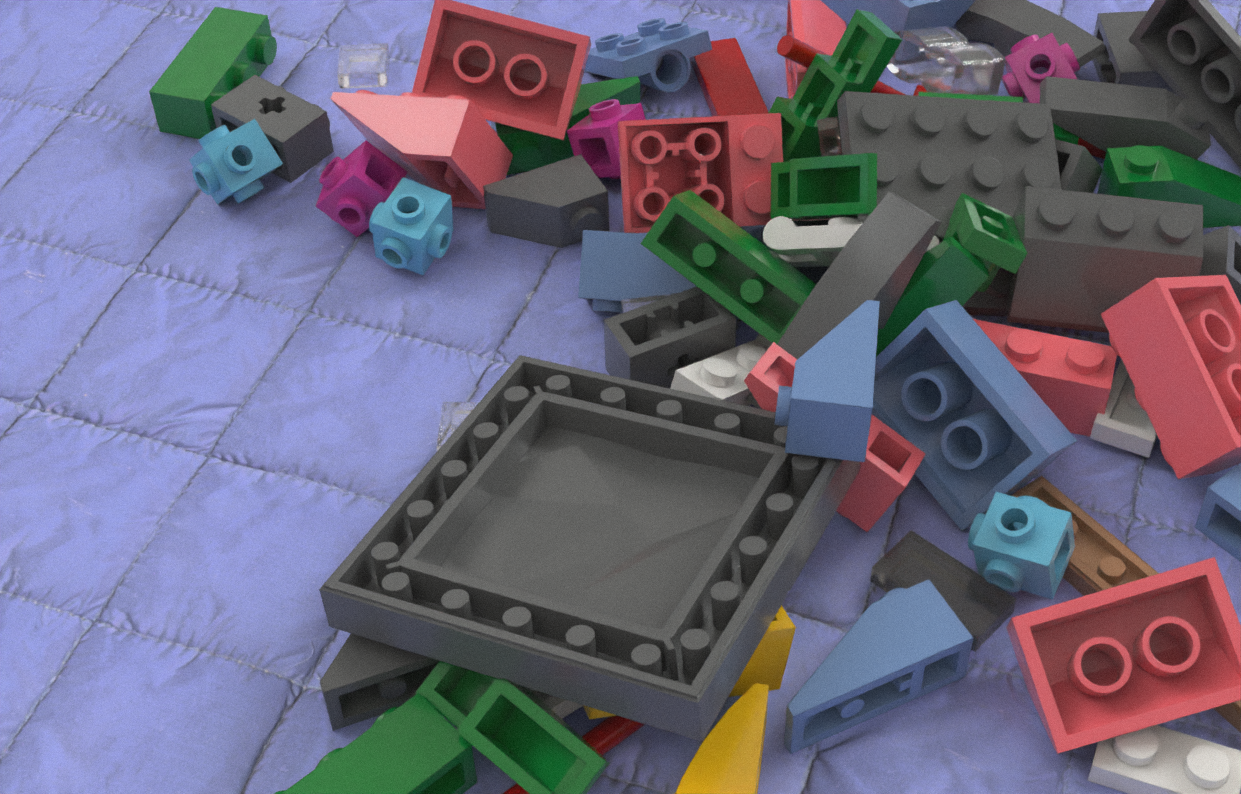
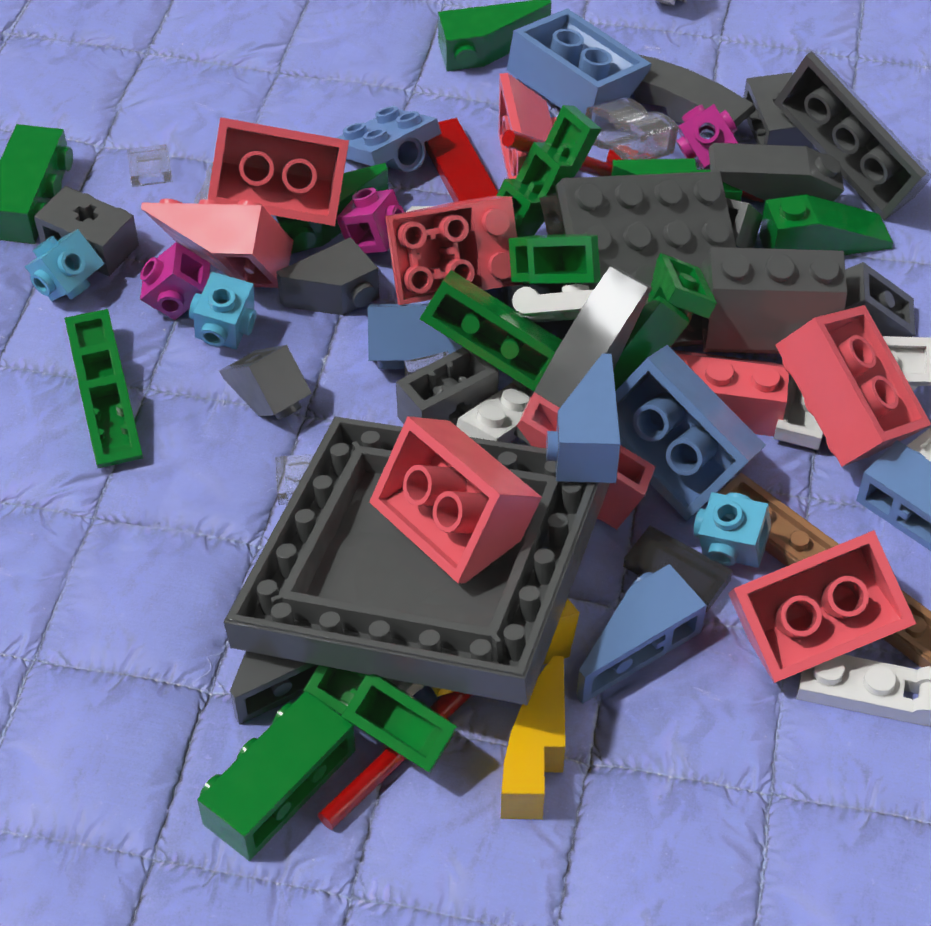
camera: 10 degrees left, 5 degrees up
(251, 306) = (103, 389): none -> green slope
(452, 313) = (268, 381): none -> dark grey slope
(644, 460) = (452, 497): none -> coral slope

